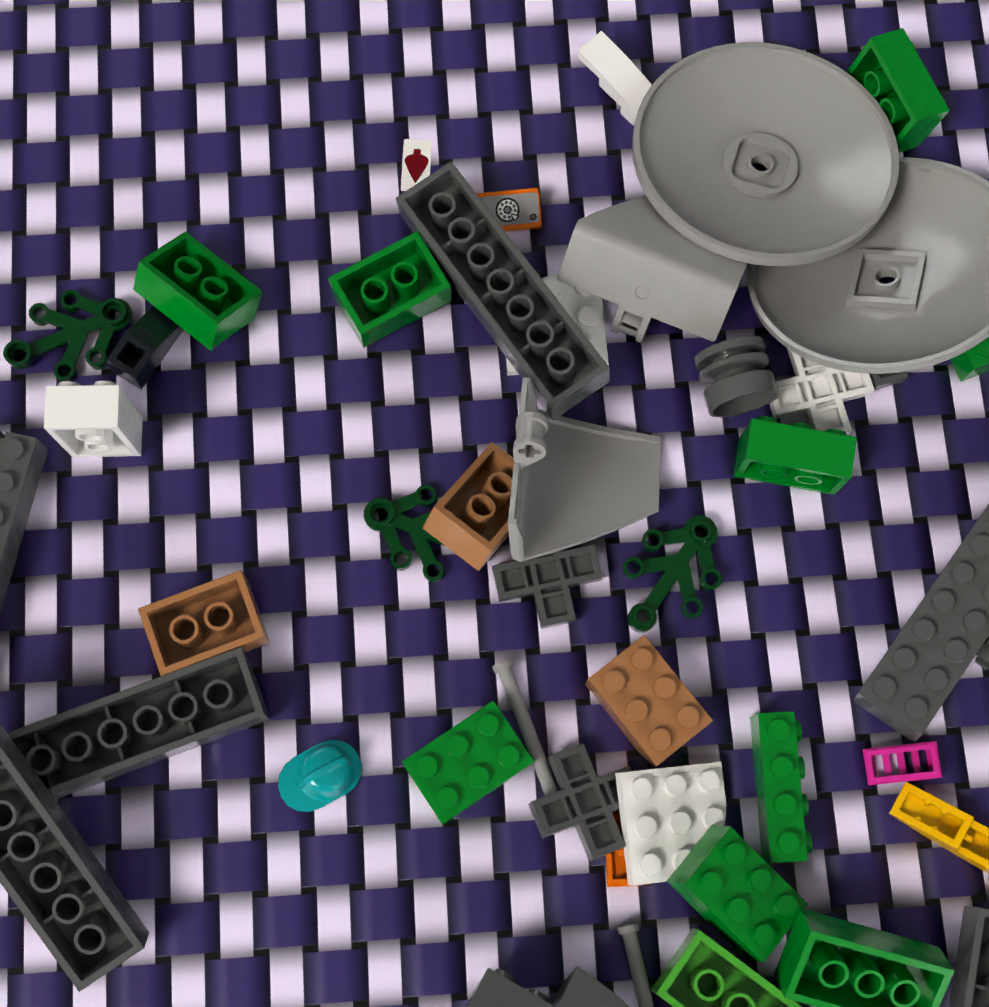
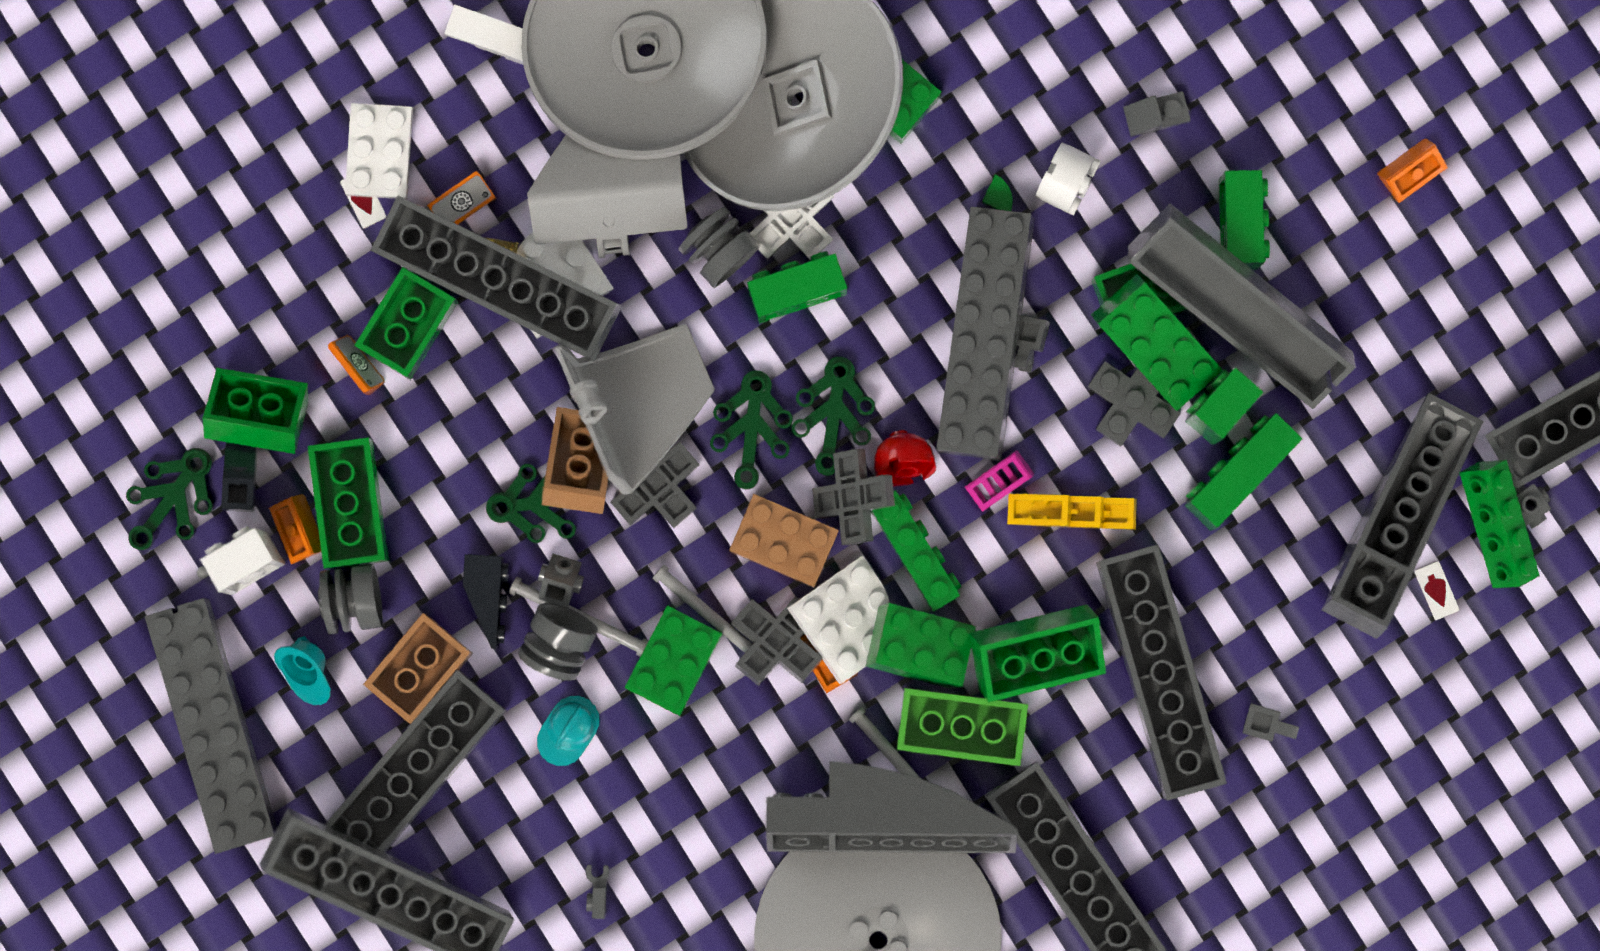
camera: 25 degrees left, 10 degrees up
(93, 564) = (303, 669): none -> teal piece
(173, 427) = (296, 528): none -> orange slope
(179, 518) = (350, 599): none -> dark grey wheel
(232, 426) = (348, 503): none -> green brick
(246, 974) = (597, 900): none -> dark grey plate
(318, 581) = (483, 585): none -> black slope
(320, 305) = (356, 364): none -> slope
(359, 675) = (557, 641): none -> dark grey wheel
(396, 664) = (603, 628): none -> light grey bar
(398, 616) = (560, 580): none -> dark grey brick
(456, 127) = (378, 151): none -> white plate
(746, 695) = (853, 497): none -> dark grey plate
(766, 599) = (834, 409): none -> dark green plant
(817, 685) = (904, 457): none -> red cylinder

